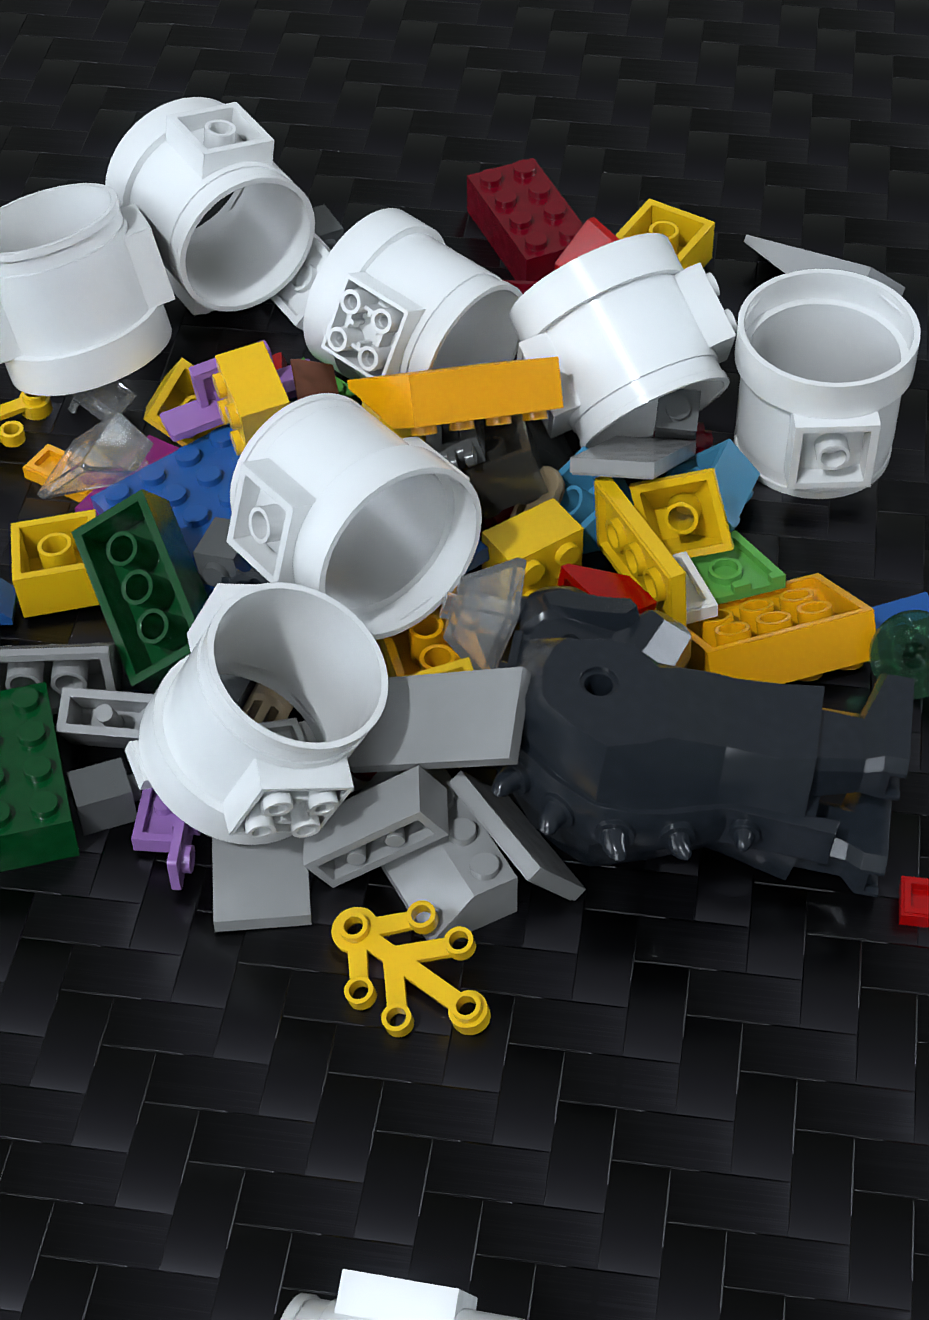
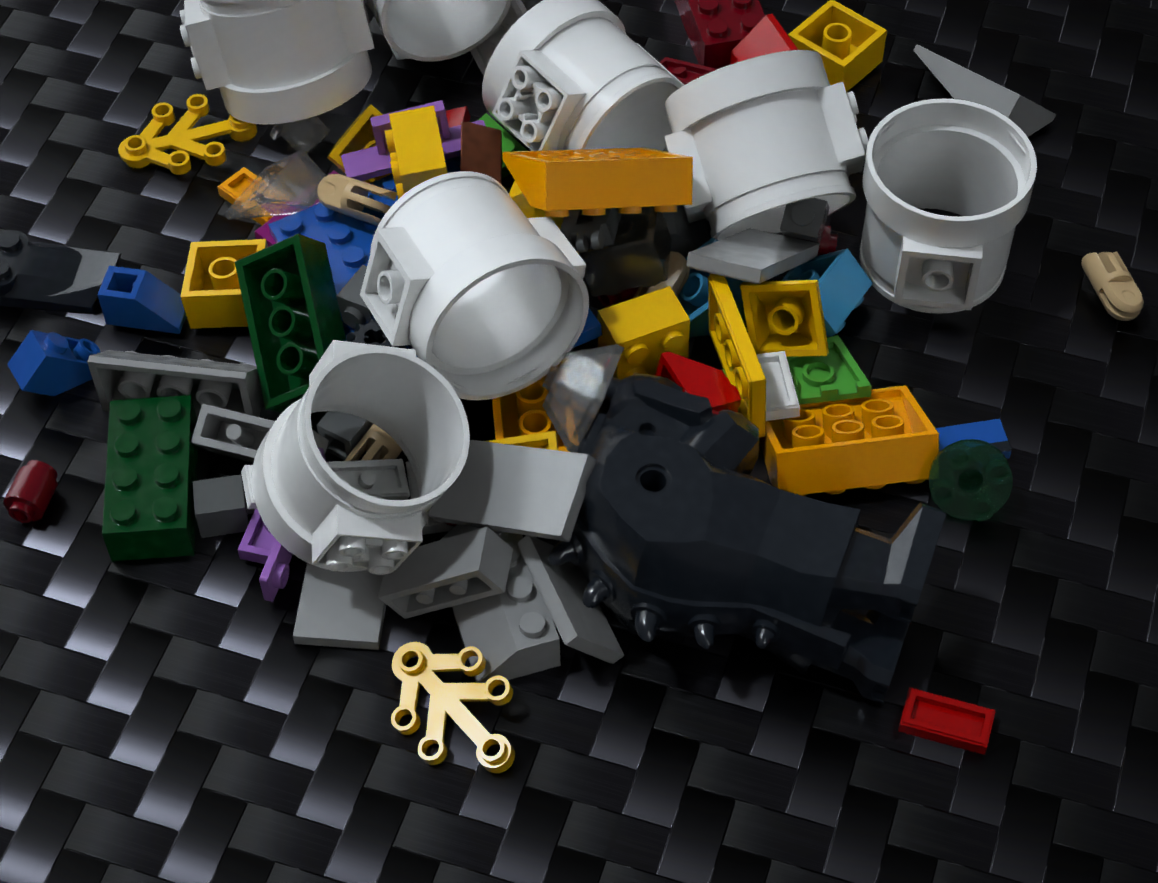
camera: 10 degrees right, 5 degrees up
(180, 453) = (351, 196): none -> tan arm

